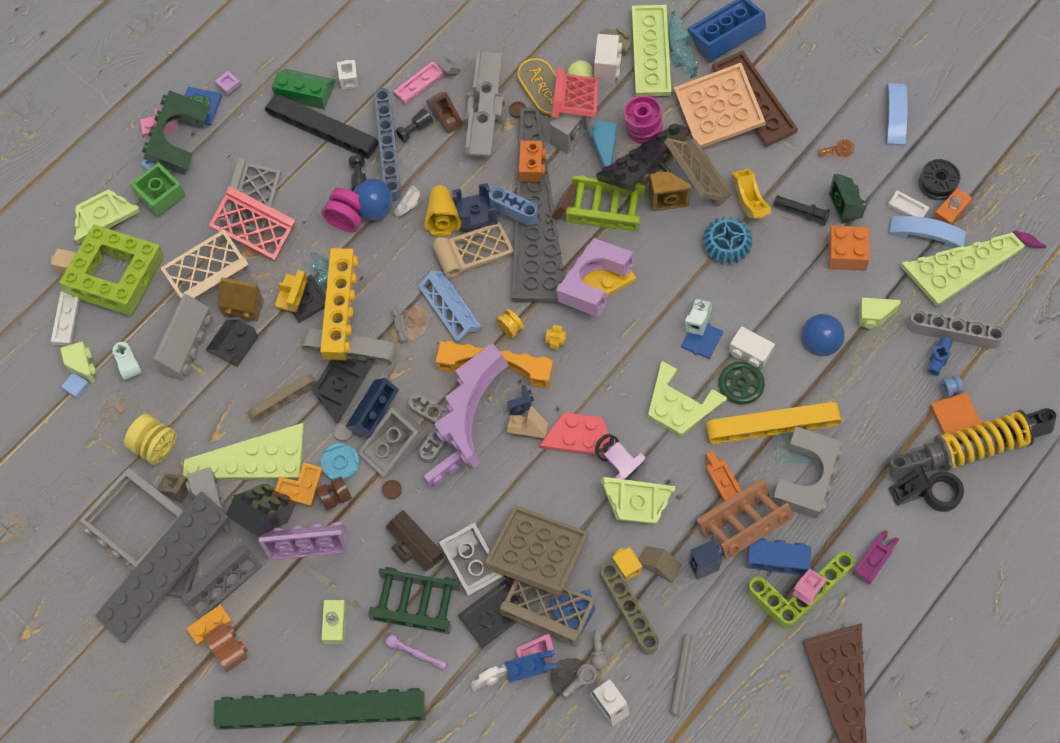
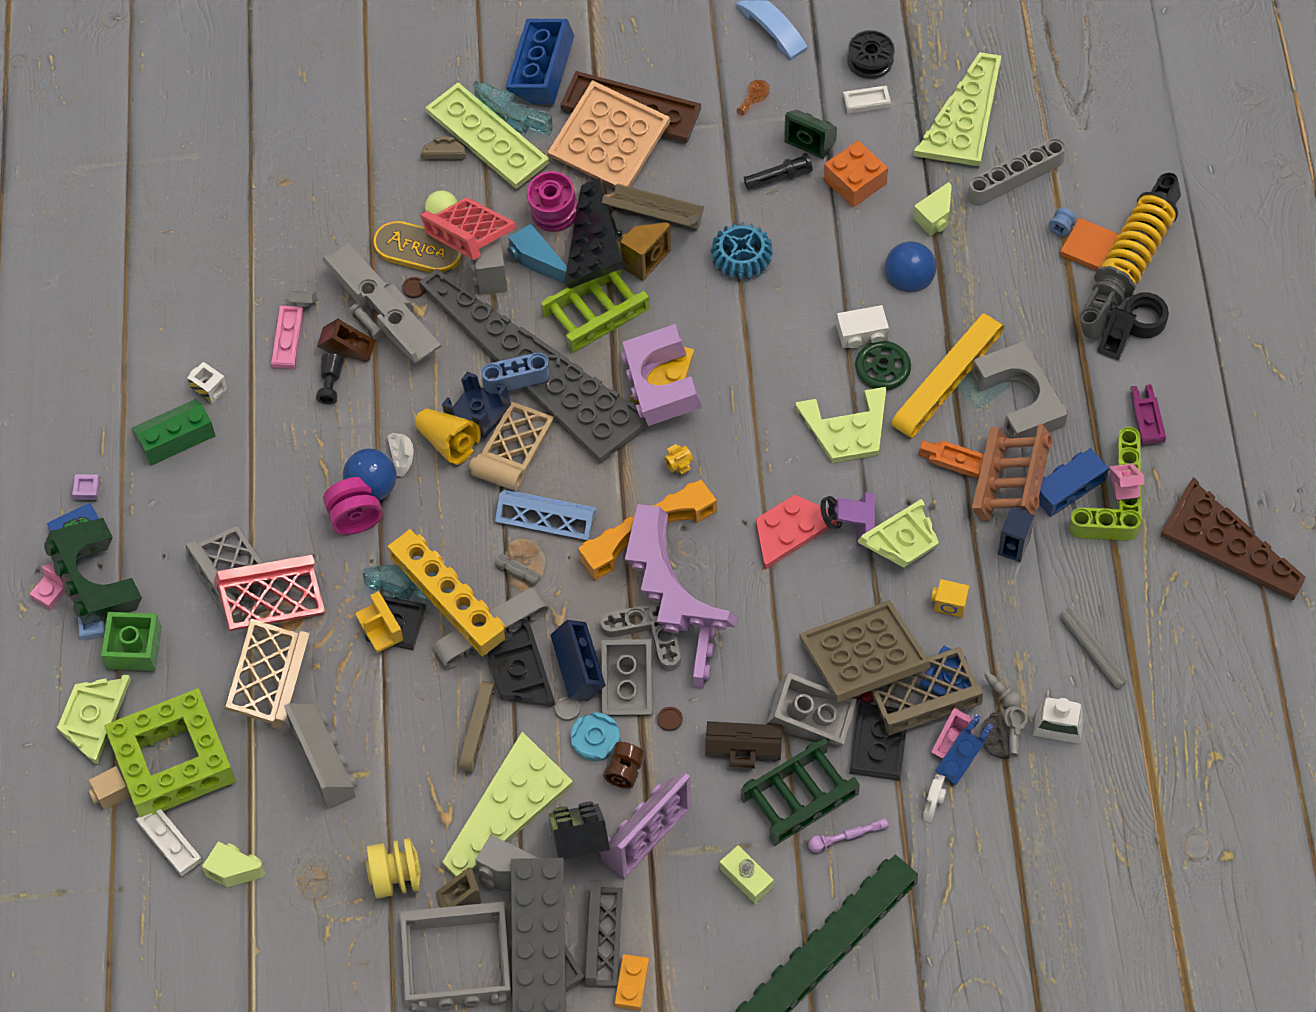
camera: 45 degrees left, 5 degrees down
(75, 385) = (250, 892): light blue tile -> none
(126, 362) = (285, 827): light aqua piece -> none
(225, 647) = (671, 984): dark orange brick -> none
(232, 341) = (367, 718): black slope -> none
(240, 299) = (337, 671): pearl gold slope -> none
(305, 488) = (590, 783): light orange plate -> none
(321, 126) = (233, 451): black beam -> none
(357, 163) = (329, 470): black piece -> none
(385, 120) = (314, 408): sand blue beam -> none
(509, 323) = (623, 481): yellow wheel -> none
(520, 405) = (711, 543): dark blue bracket -> none
(531, 161) = (487, 319): orange brick -> none
(533, 425) = (740, 554): tan slope -> none
(564, 202) = (557, 333): reddish brown tile -> none
(607, 59) = (458, 171): white brick -> none
(634, 616) = (1000, 641): olive beam -> none
(660, 563) = (976, 572): dark tan slope -> none
(699, 316) = (788, 337): light aqua leg -> none
(704, 344) = (808, 356): blue piece -> none
(749, 195) = (720, 197): yellow arch -> none
(927, 228) = (902, 105): light blue slope -> none
(942, 350) = (1027, 205): blue axle -> none
(953, 207) = (907, 71): orange piece -> none
(1028, 239) = (997, 48): magenta bar -> none

